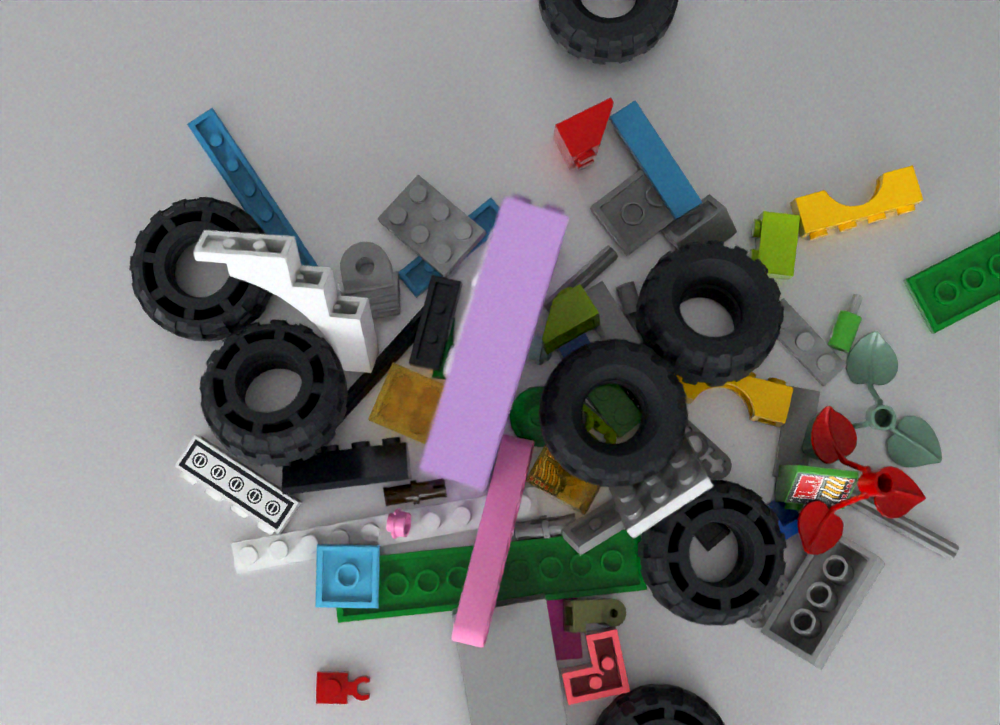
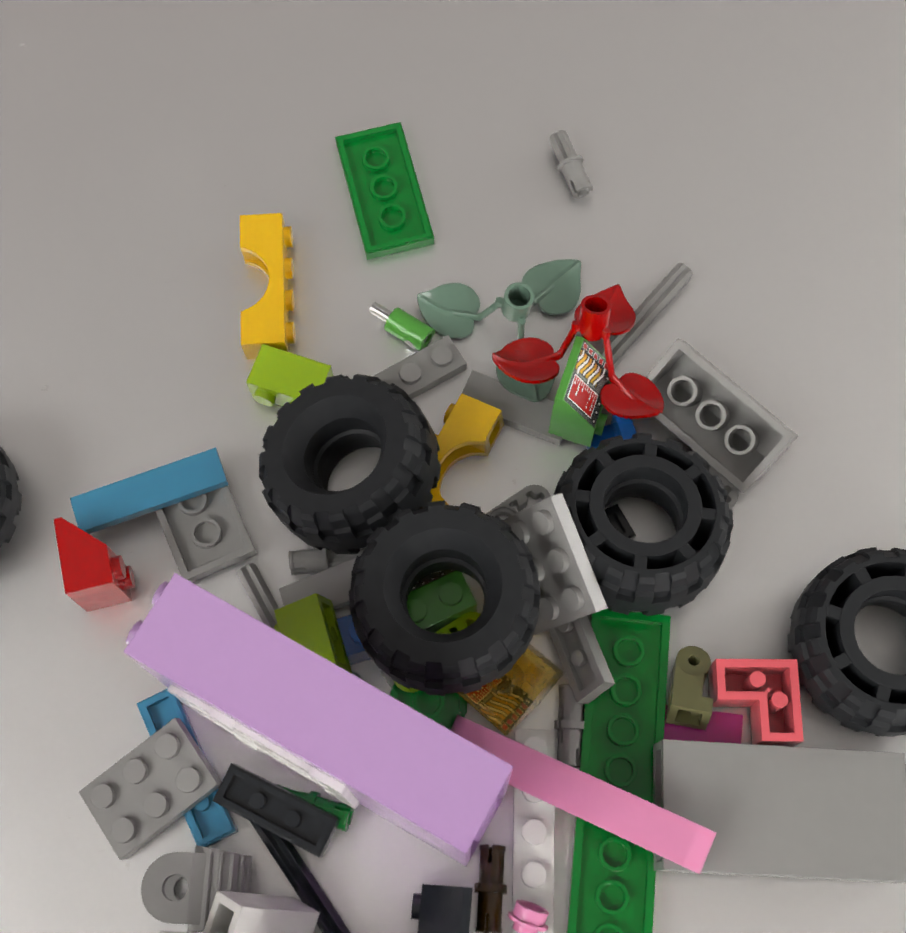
camera: 75 degrees left, 15 degrees down
(407, 403) = (372, 868): clear yellow brick -> none
(701, 224) = (239, 453): light grey panel -> none

